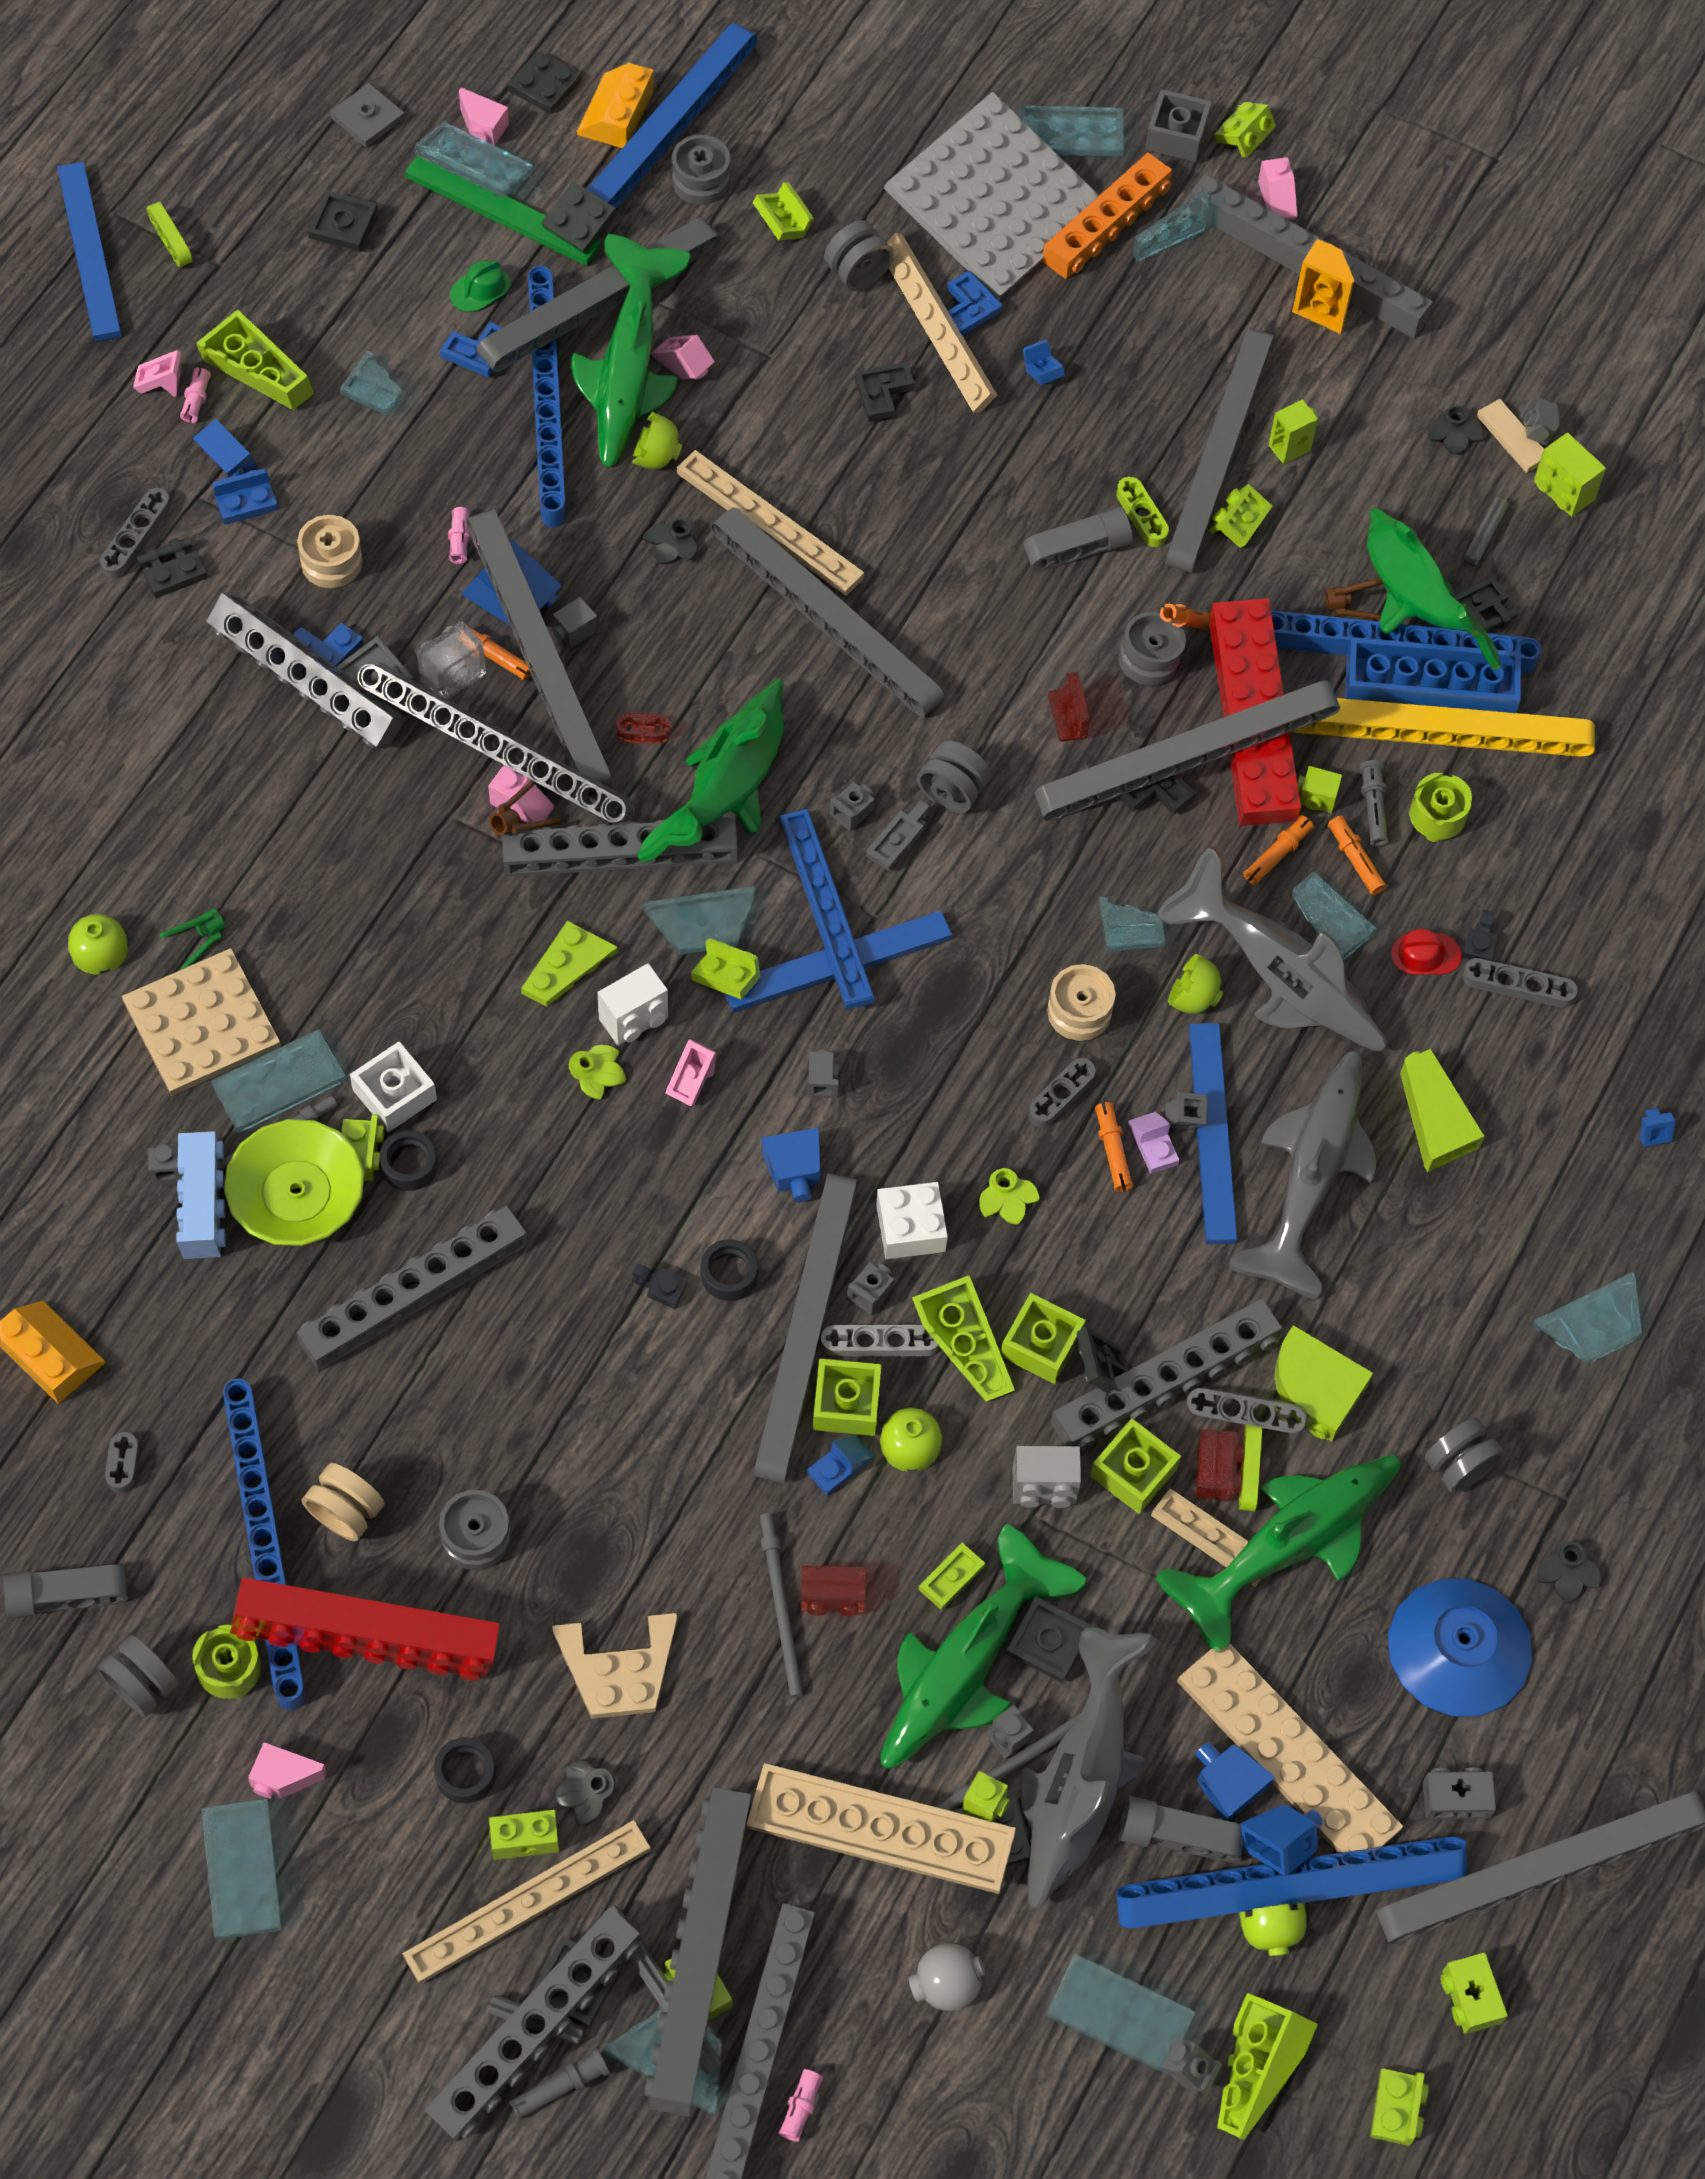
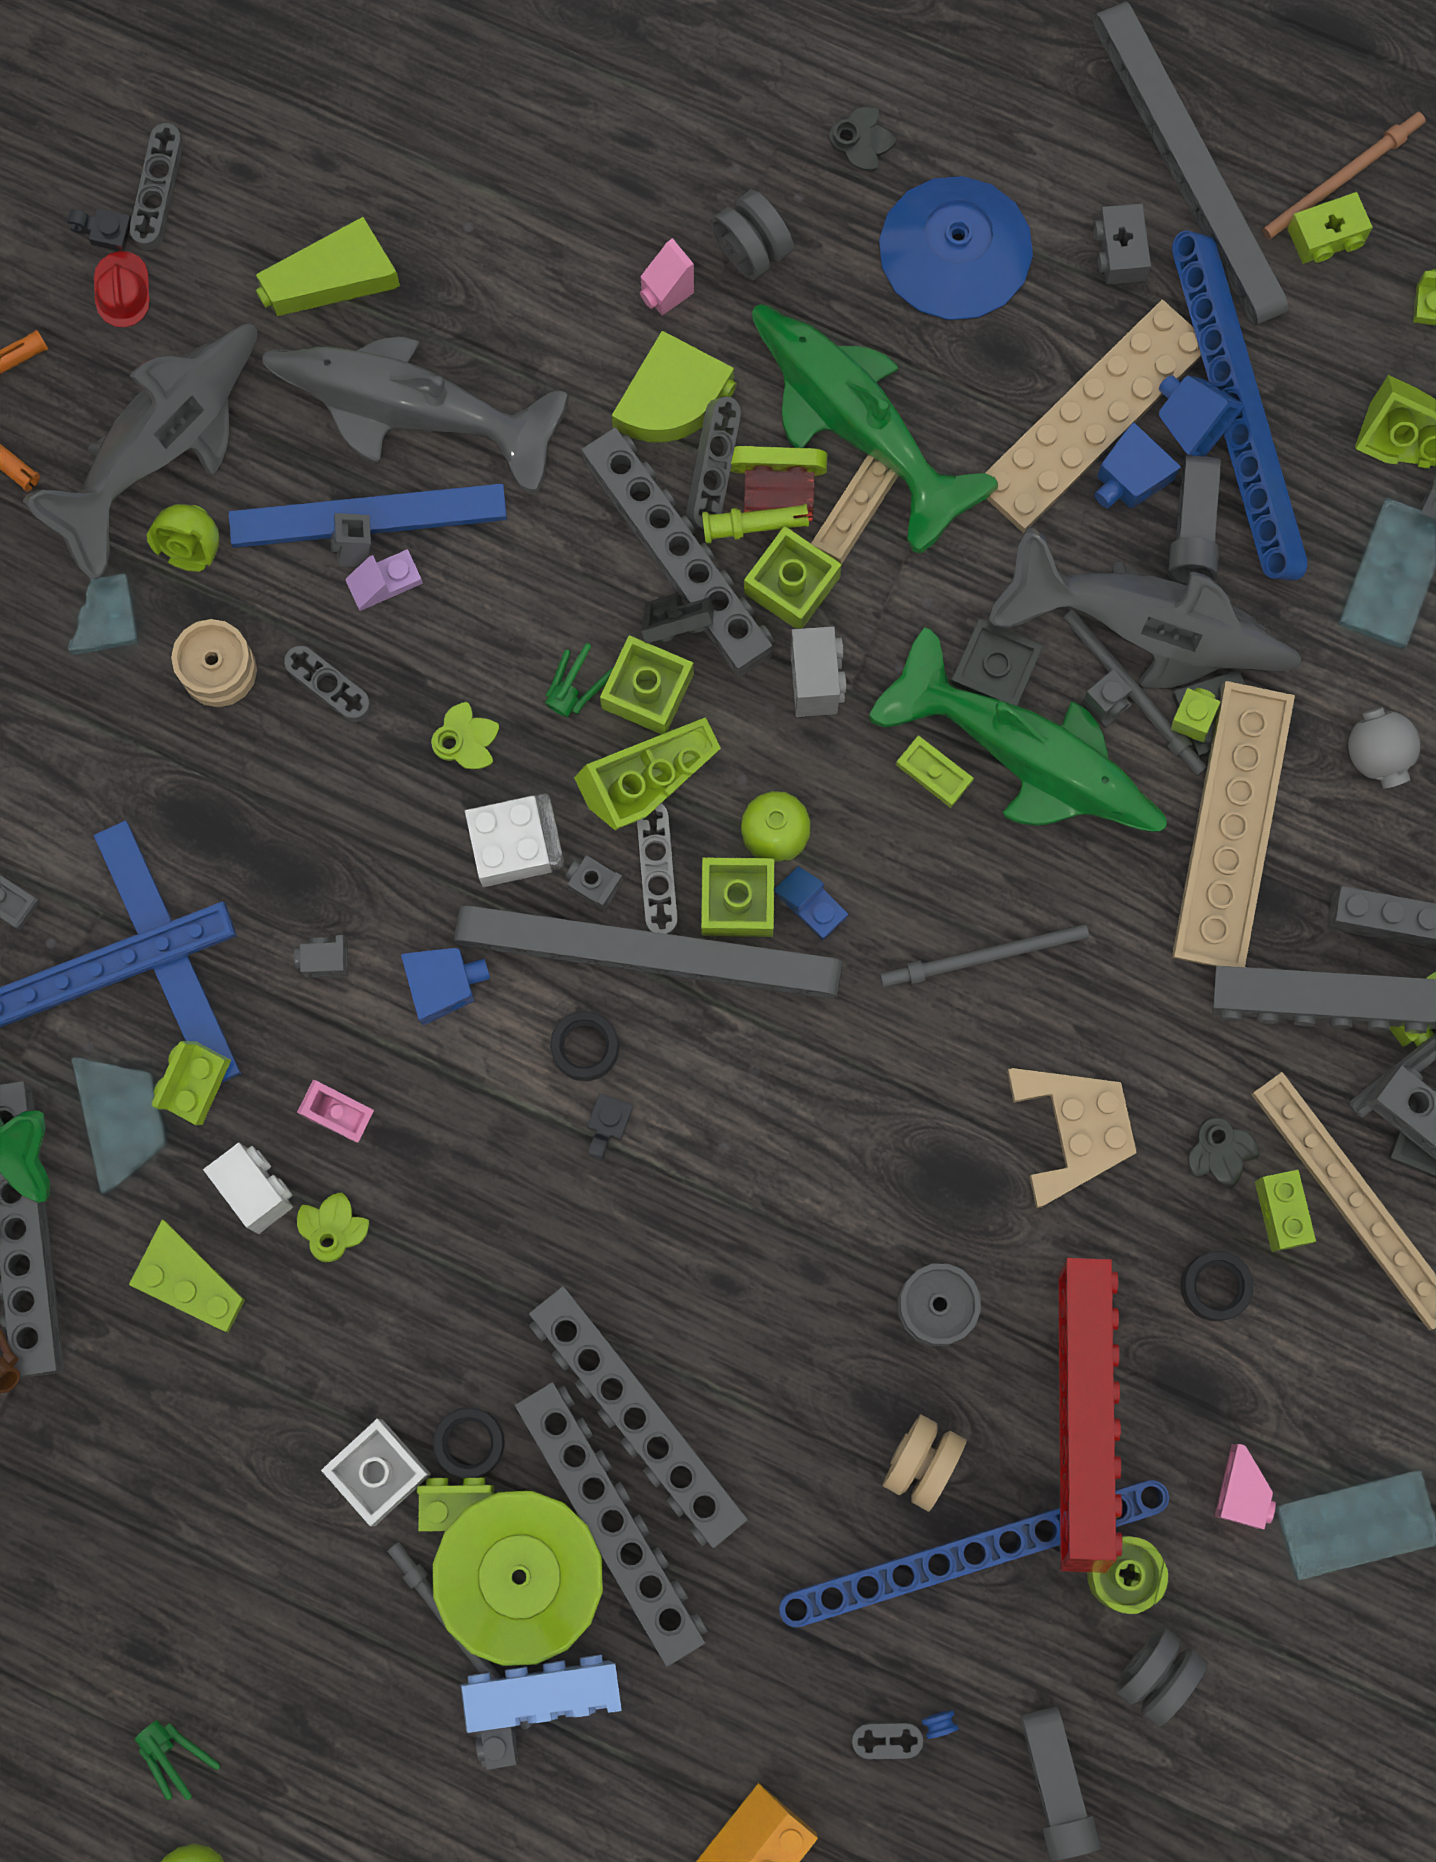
camera: 90 degrees left, 15 degrees up
(128, 1503) = (940, 1724): none -> blue bush
(201, 1022) = (292, 1732): tan plate -> none
(278, 1081) = (368, 1621): clear light blue plate -> none
(338, 1246) = (669, 1643): none -> dark grey brick
(833, 1590) = (964, 898): clear red brick -> none
(918, 1254) = (549, 831): none -> clear tile
(1040, 1274) = (561, 695): none -> green plant
(1111, 1135) = (395, 622): orange pin -> none
(1187, 1422) = (736, 523): none -> lime pin
(1274, 1927) = (1291, 418): lime cylinder -> none
(1332, 914) = (80, 389): clear light blue wing -> none
(1423, 1384) = (668, 279): none -> bright pink slope
(1572, 2072) = (1392, 139): none -> nougat bar
(1596, 1321) = (570, 108): clear light blue wing -> none
(1656, 1128) = (333, 43): blue tile -> none

